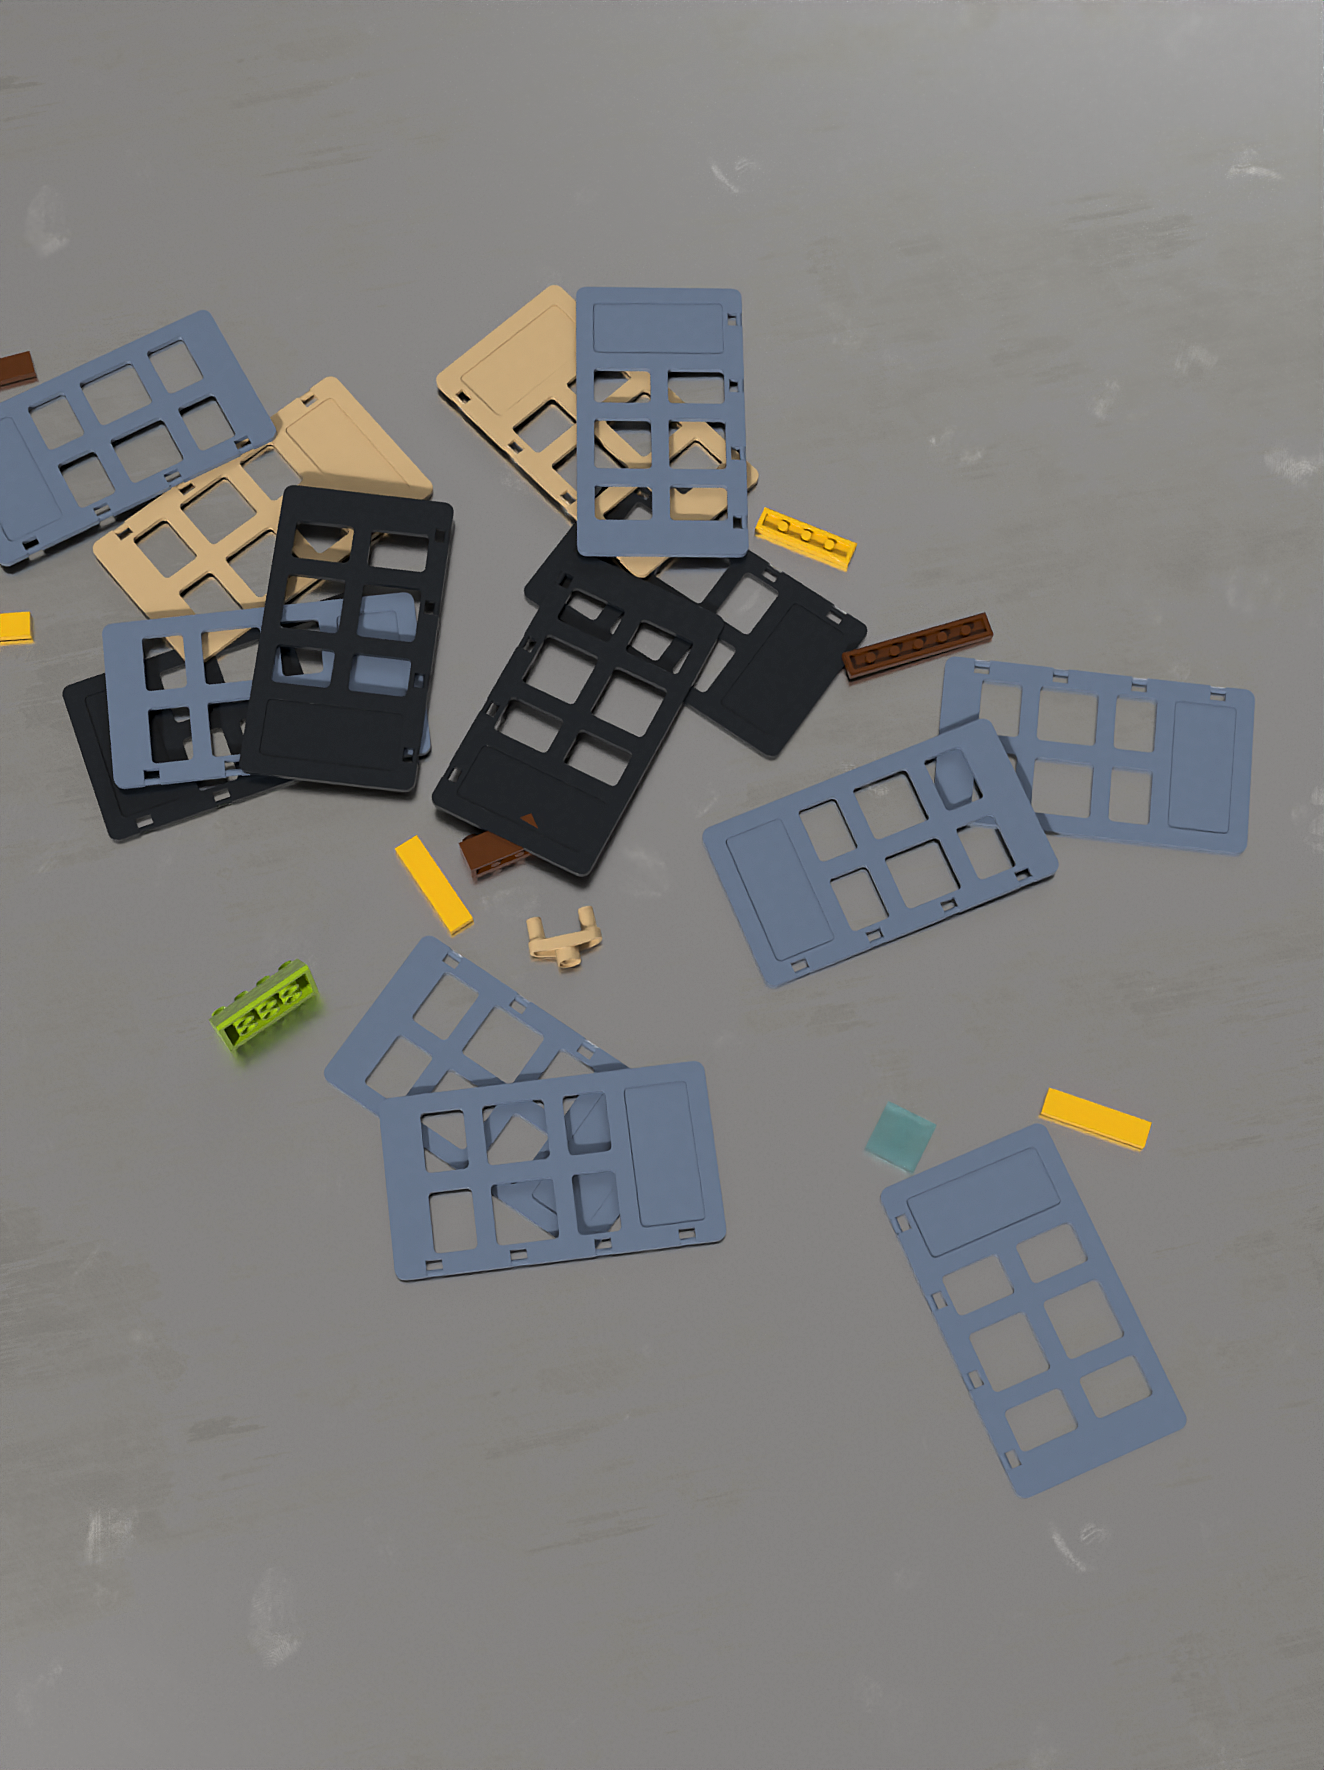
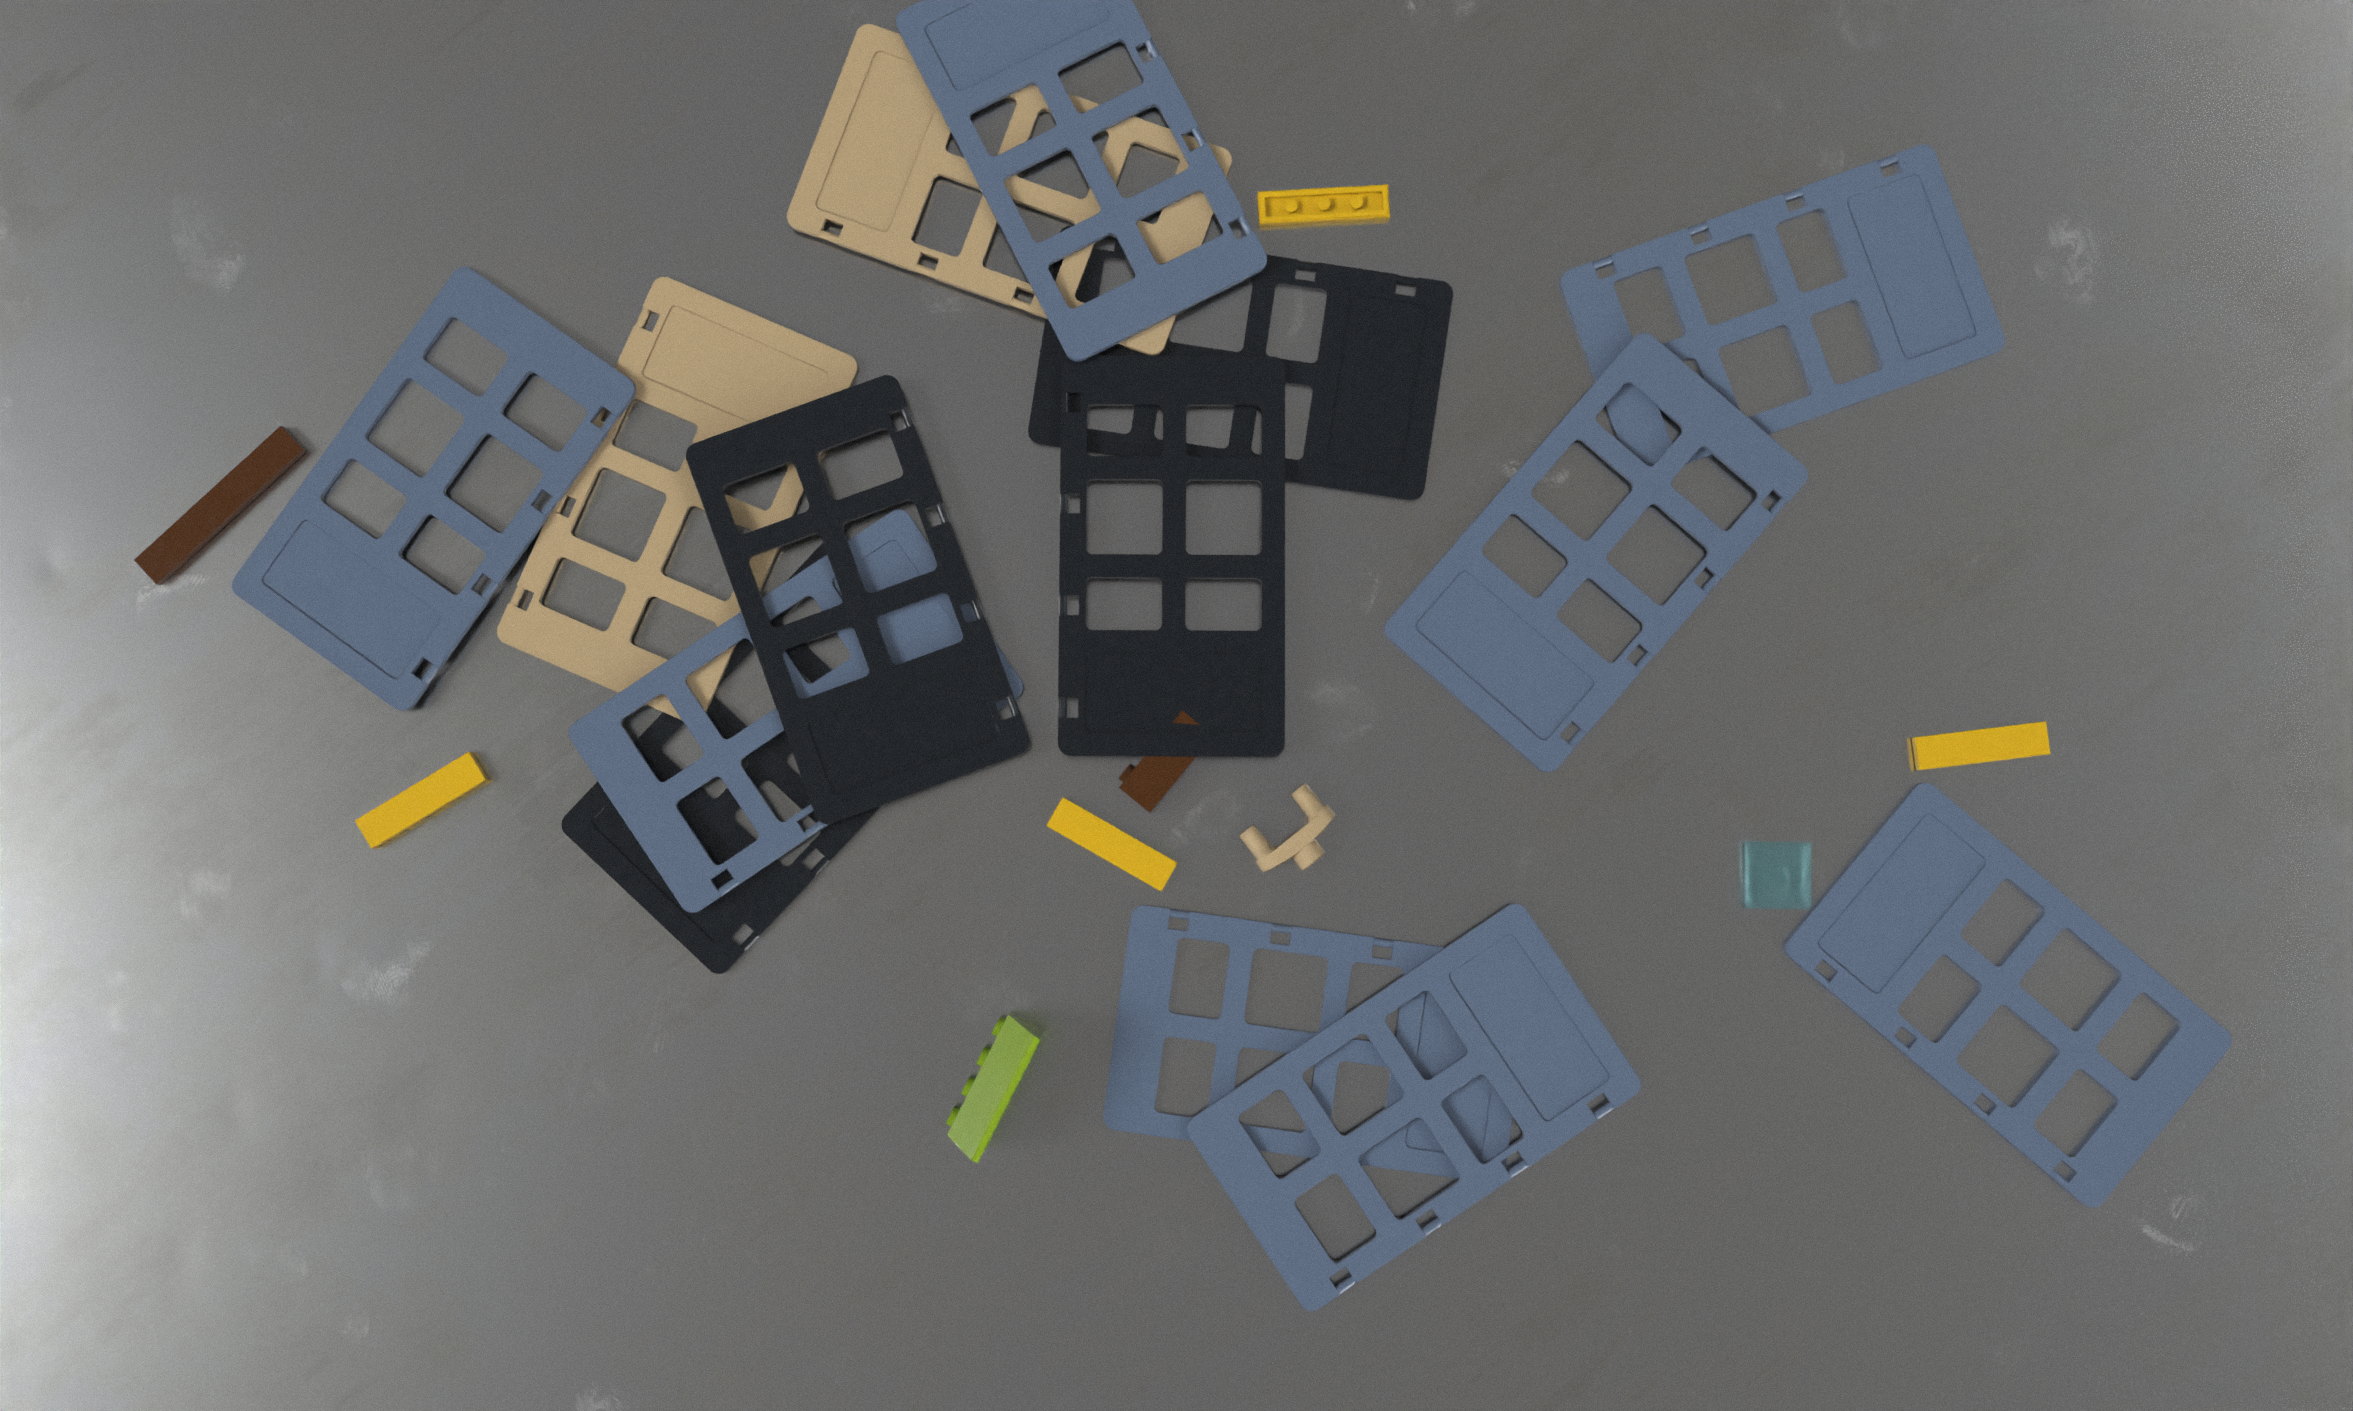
camera: 25 degrees left, 15 degrees up
(917, 645) = (1518, 278): reddish brown tile -> none

